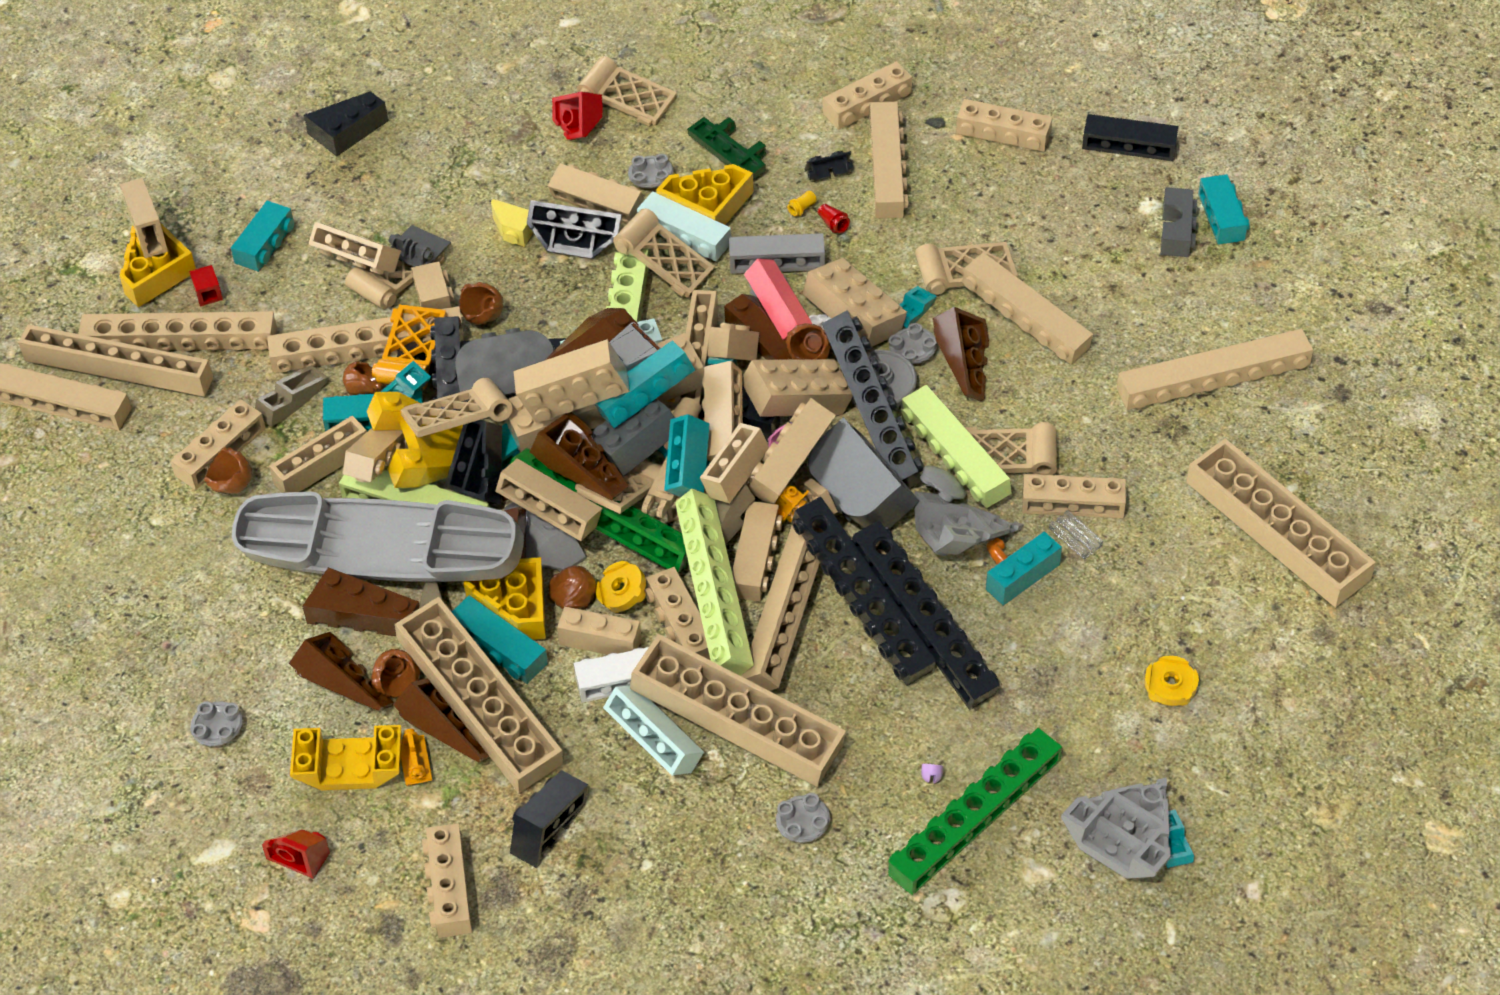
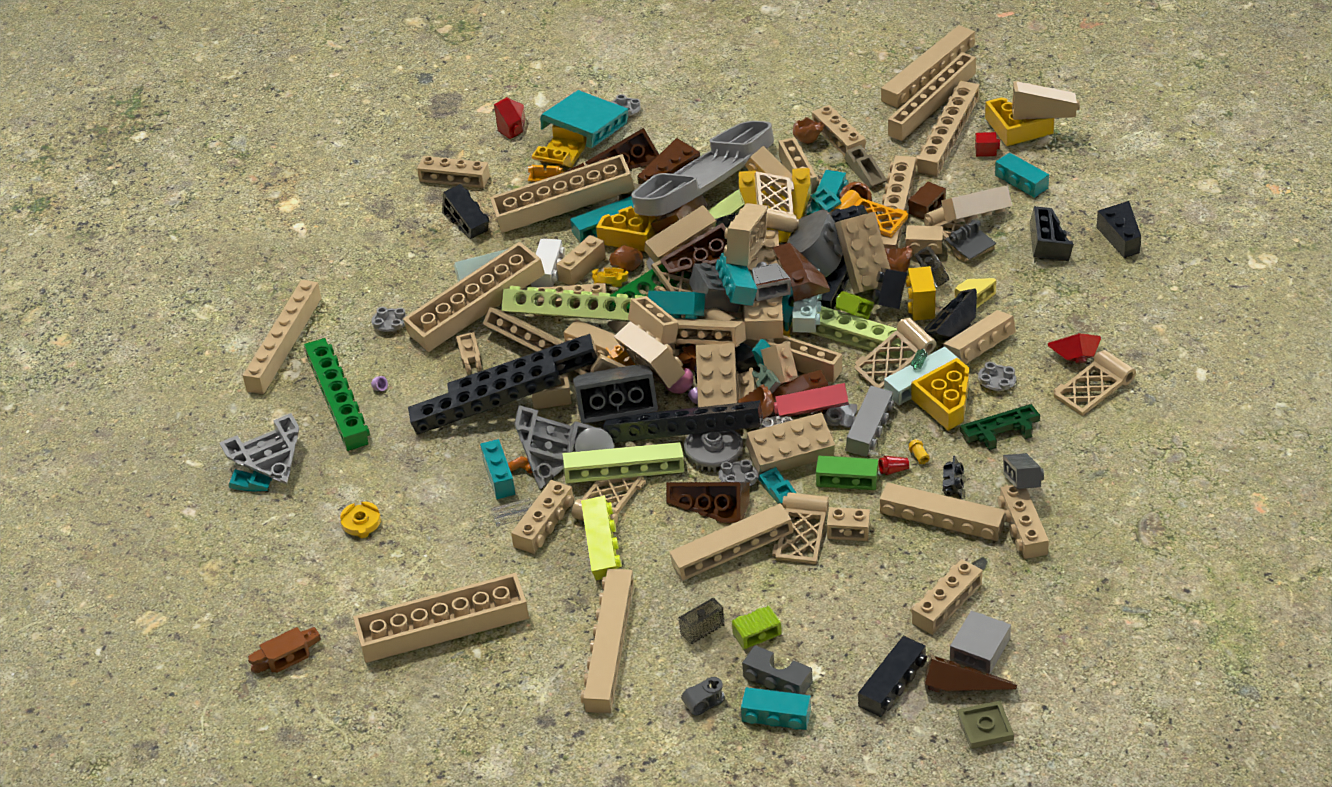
camera: 115 degrees right, 10 degrees down
(278, 743) = (586, 116): none -> teal panel
(344, 308) = (926, 199): none -> reddish brown brick
(384, 181) = (1047, 235): none -> black wedge
(485, 264) = (926, 258): none -> clear smoke brick
(506, 308) = (862, 250): none -> tan brick
(546, 251) = (921, 293): none -> yellow brick
(550, 283) = (889, 288): none -> black brick
(586, 307) = (854, 305): none -> lime brick
(675, 217) = (919, 359): none -> clear green piece
(763, 348) = (767, 378): none -> sand green plate
(810, 98) = (1022, 471): none -> dark grey brick
(828, 691) = (469, 351): none -> tan hinge
(866, 248) = (847, 472): none -> bright green brick
(898, 930) = (282, 337): none -> tan brick
(942, 224) = (848, 524): none -> tan brick
(1049, 87) = (980, 642): none -> light grey brick
(1088, 416) = (600, 536): none -> neon yellow brick
(1101, 87) = (949, 676): none -> reddish brown wedge
(1128, 256) = (756, 627): none -> lime brick
(1147, 61) = (985, 724): none -> olive plate
(1150, 295) = (701, 620): none -> clear smoke brick
(1242, 269) = (702, 697): none -> dark grey piece
(1407, 659) = (283, 650): none -> dark orange hinge

